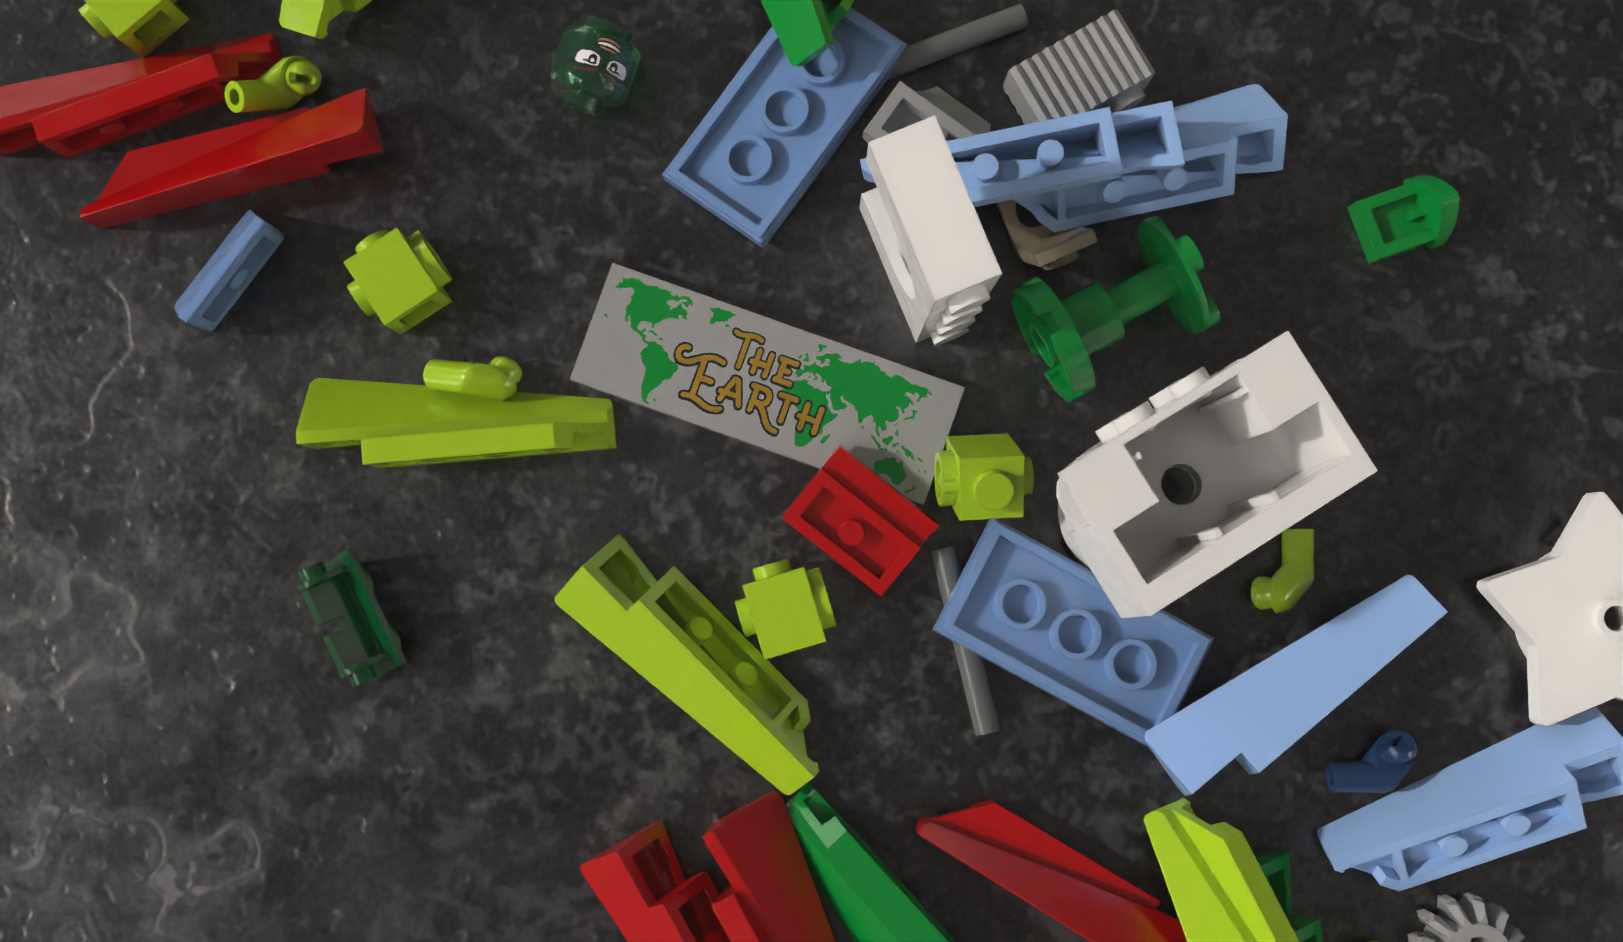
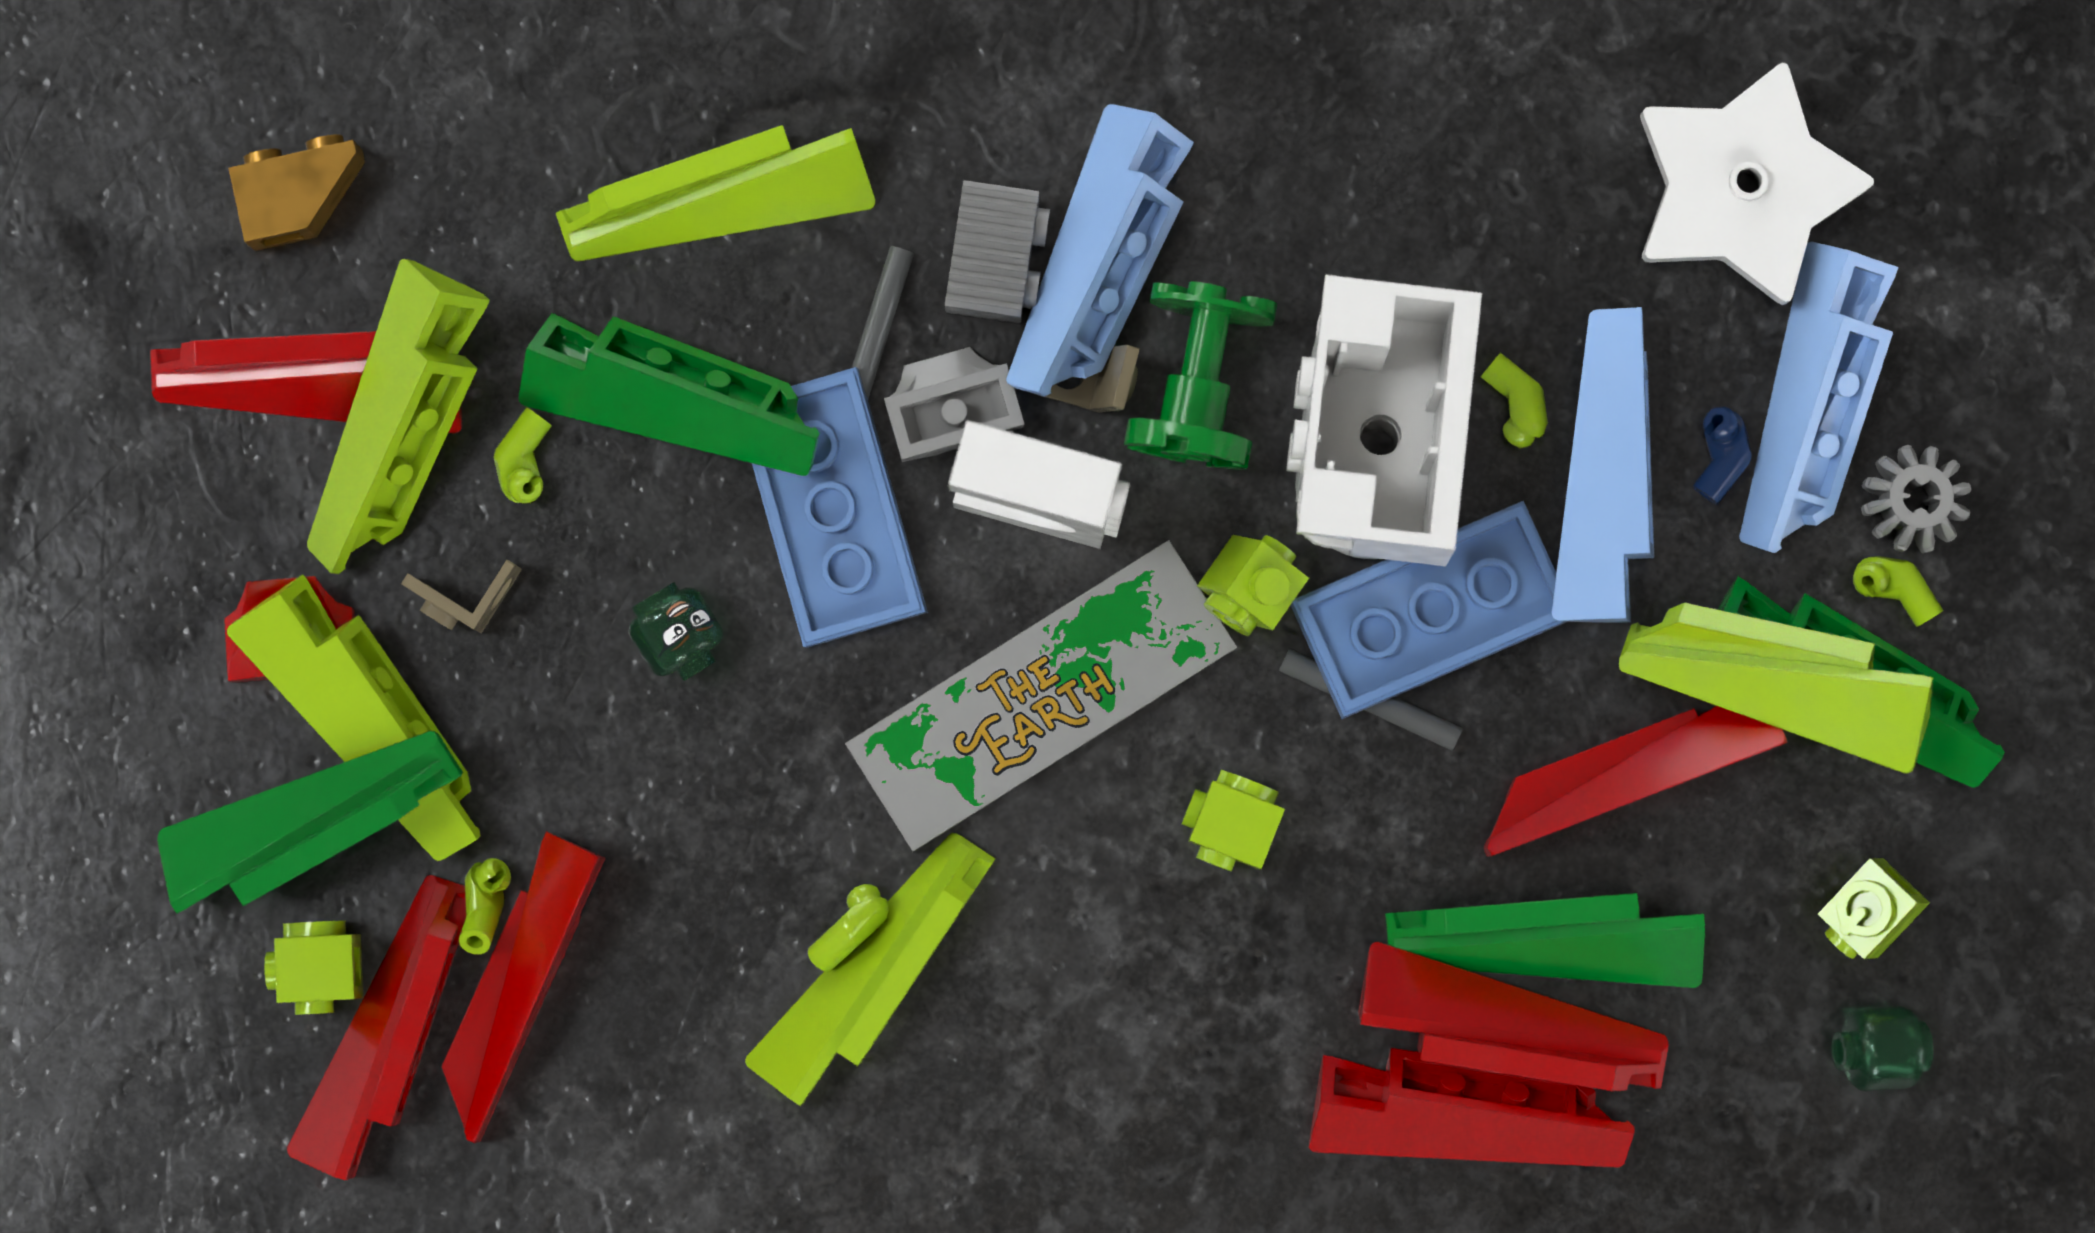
camera: 50 degrees left, 0 degrees up
(228, 272) = (600, 1061): medium blue slope -> none
(344, 591) = (998, 1175): dark green hinge -> none
(398, 278) = (722, 925): lime brick -> none
(694, 660) = (1215, 927): lime wedge -> none
(860, 520) = (1209, 707): red plate -> none
(1064, 152) = (1046, 332): light blue wedge -> none
(1406, 217) = (1309, 79): green tile -> none

